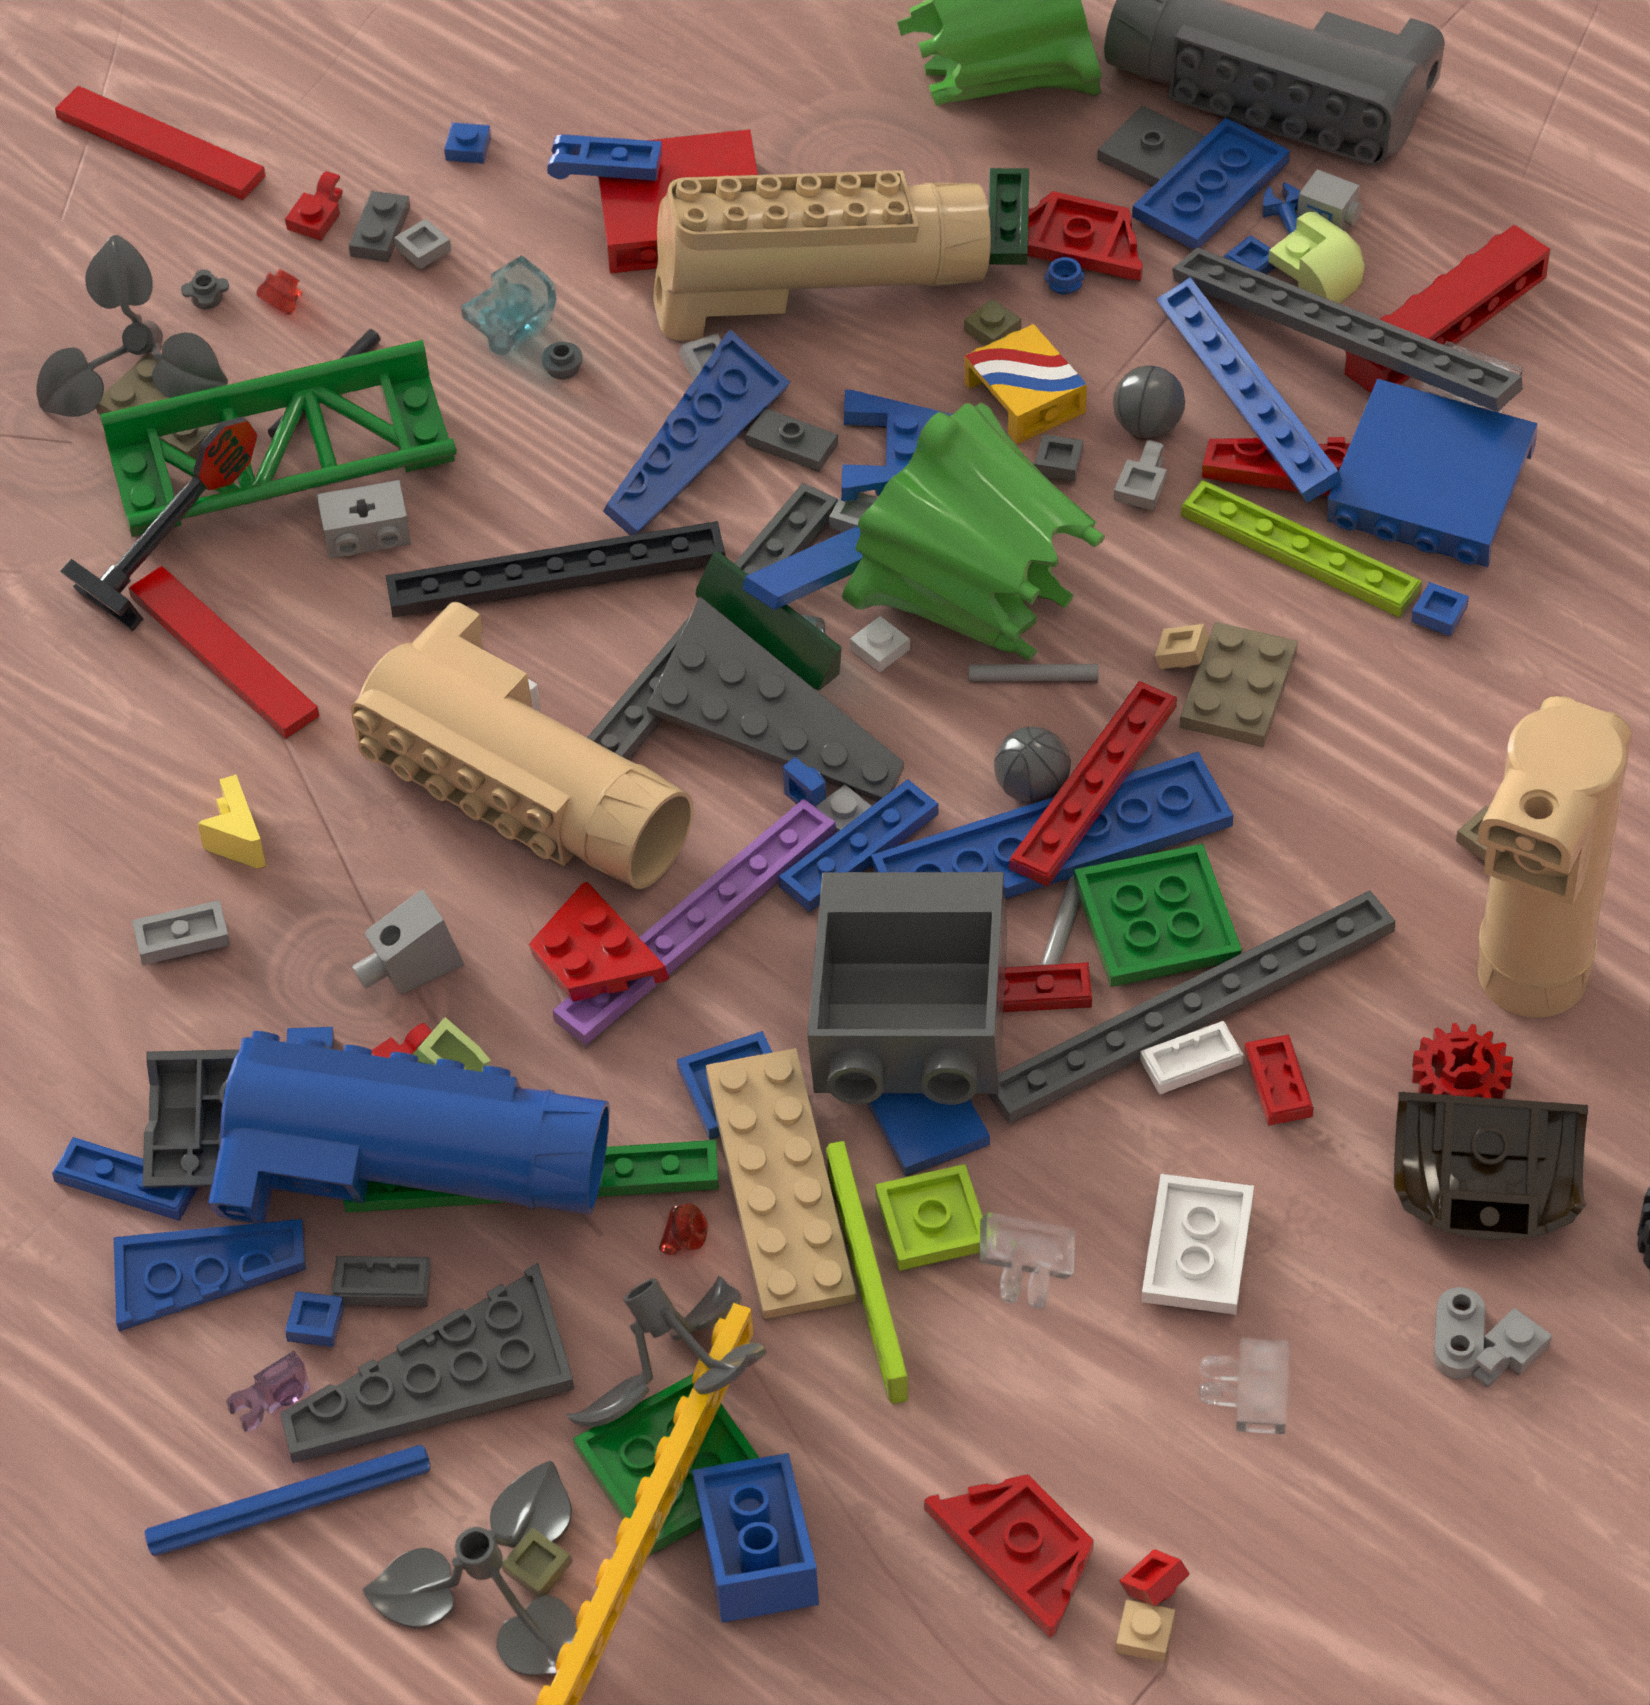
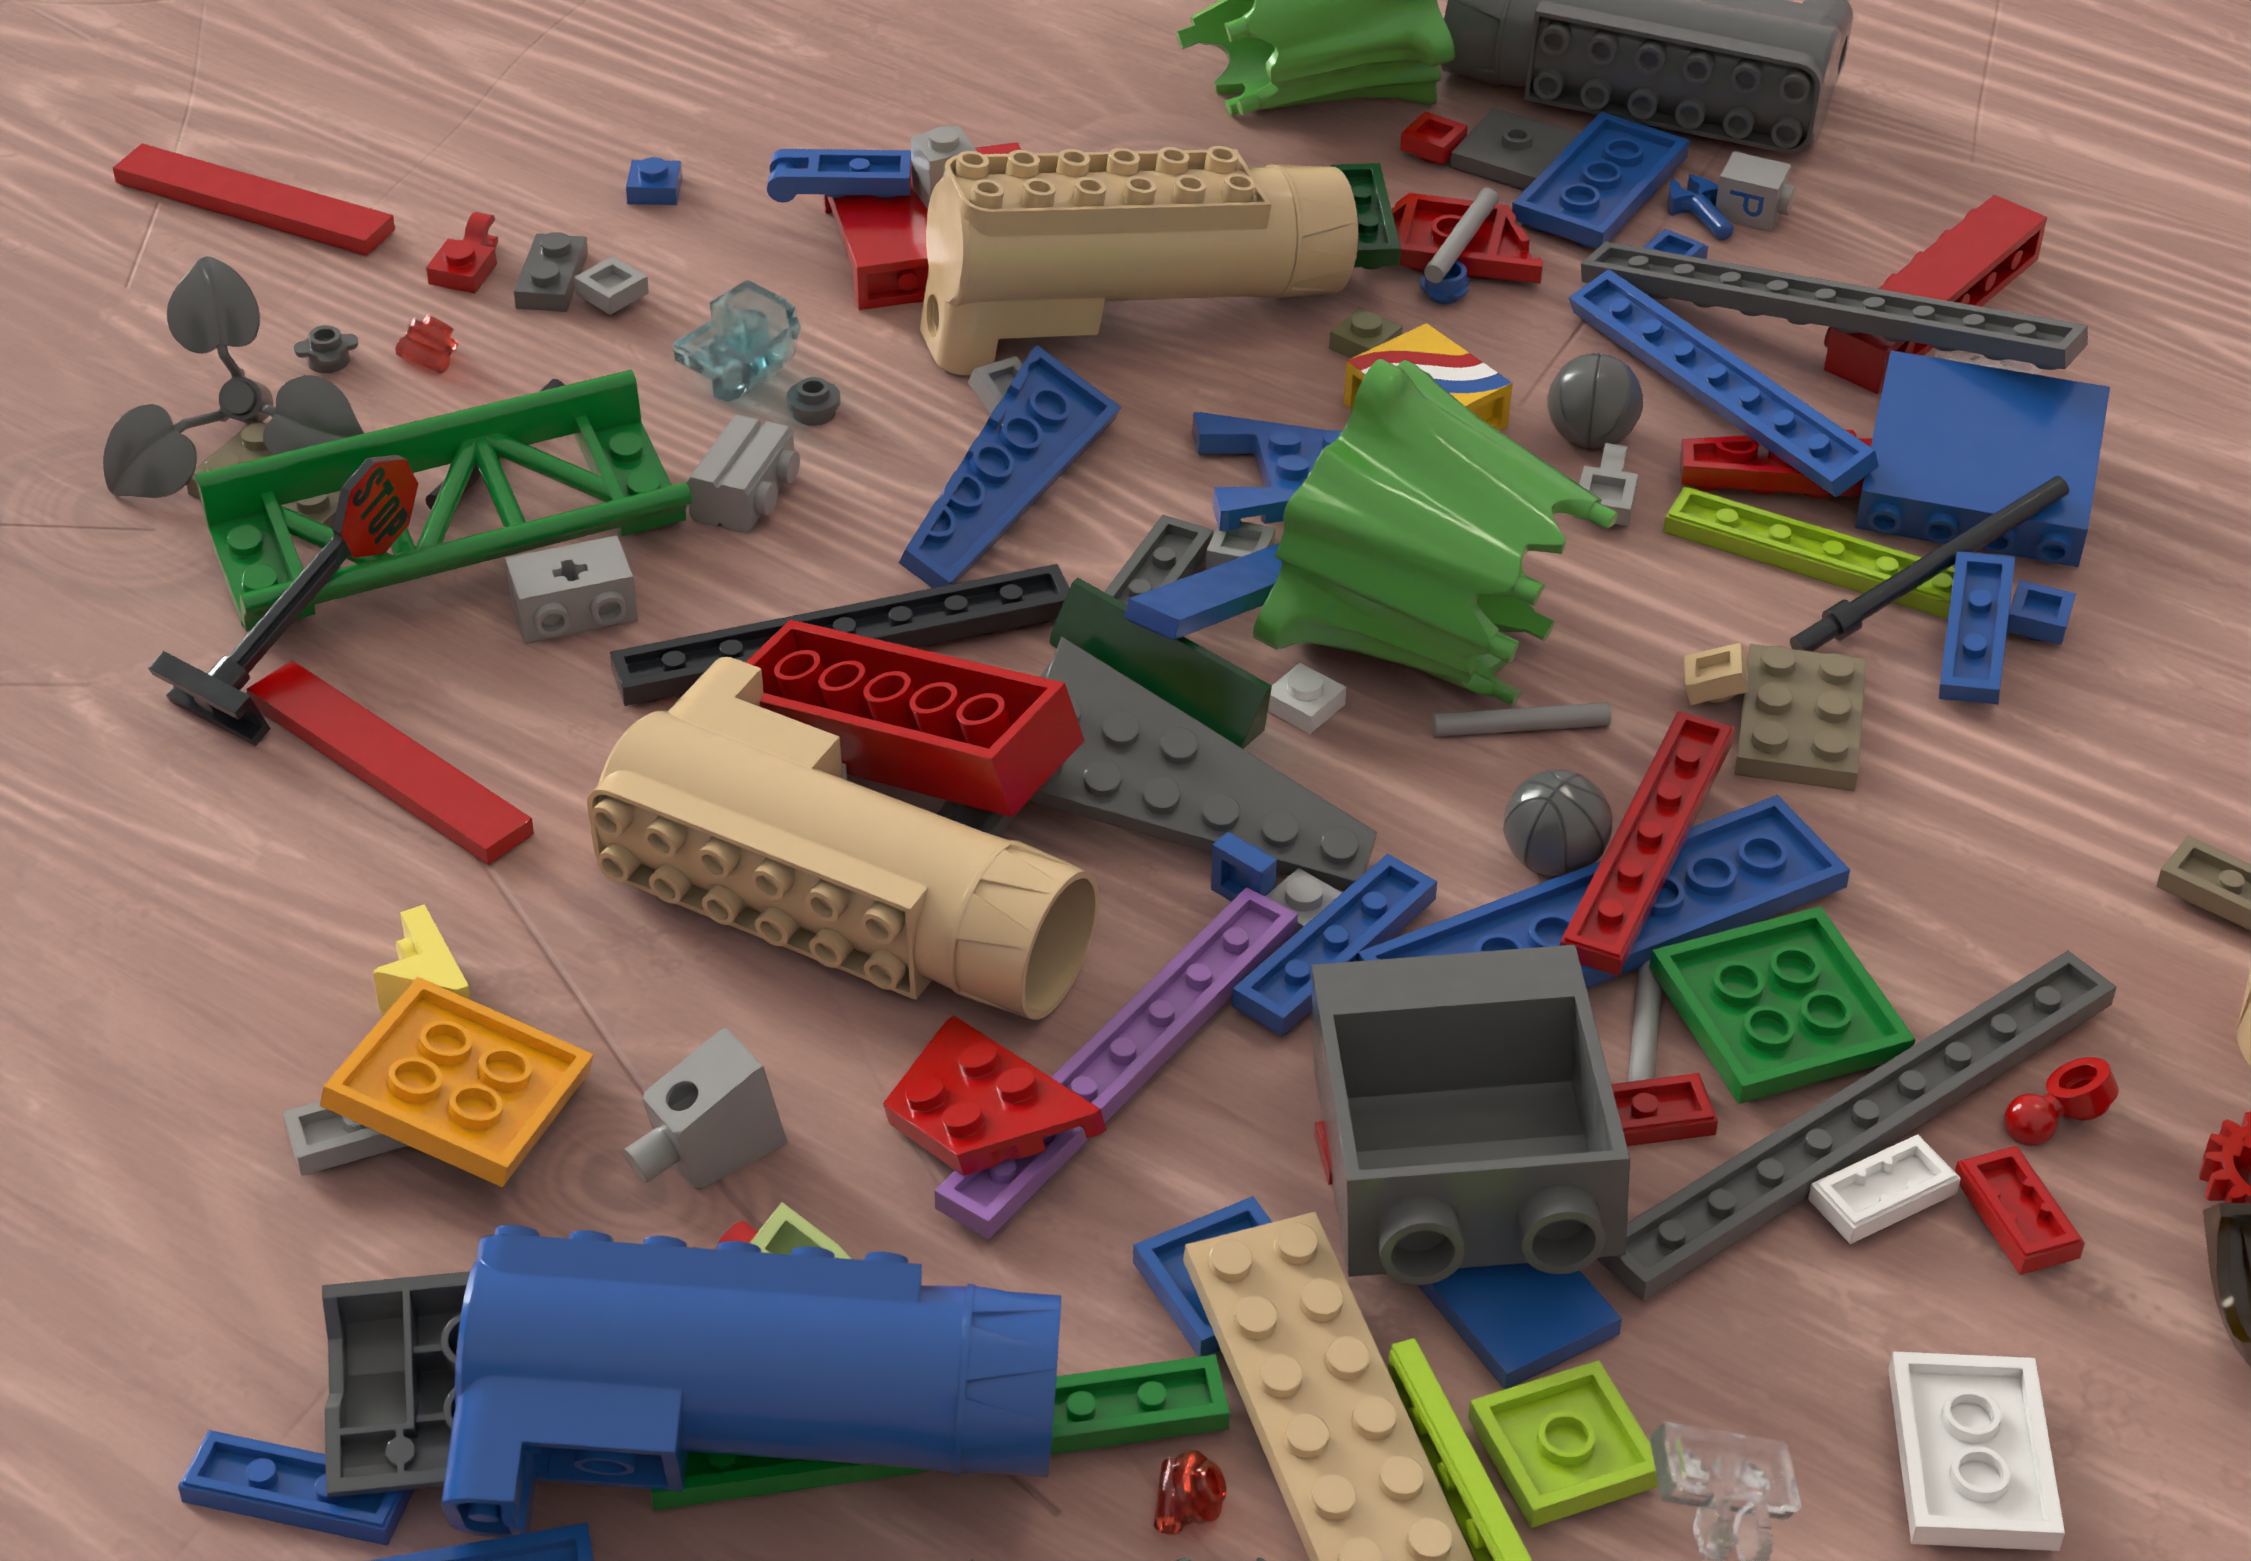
camera: 10 degrees left, 10 degrees down
(248, 907) = (457, 1081): none -> light orange plate
(499, 426) = (743, 474): none -> light grey brick
(584, 652) = (922, 715): none -> red brick
(683, 155) = (930, 154): none -> light grey brick
(792, 439) = (1134, 472): dark grey plate -> none
(1082, 238) = (1461, 235): none -> light grey bar
(1086, 133) = (1432, 137): none -> red plate
(1292, 604) = (1847, 617): none -> black bar
(1320, 258) = (1759, 238): yellowish green brick -> none
(1342, 997) = (2075, 1090): none -> red plate
(1384, 621) = (1977, 628): none -> blue plate

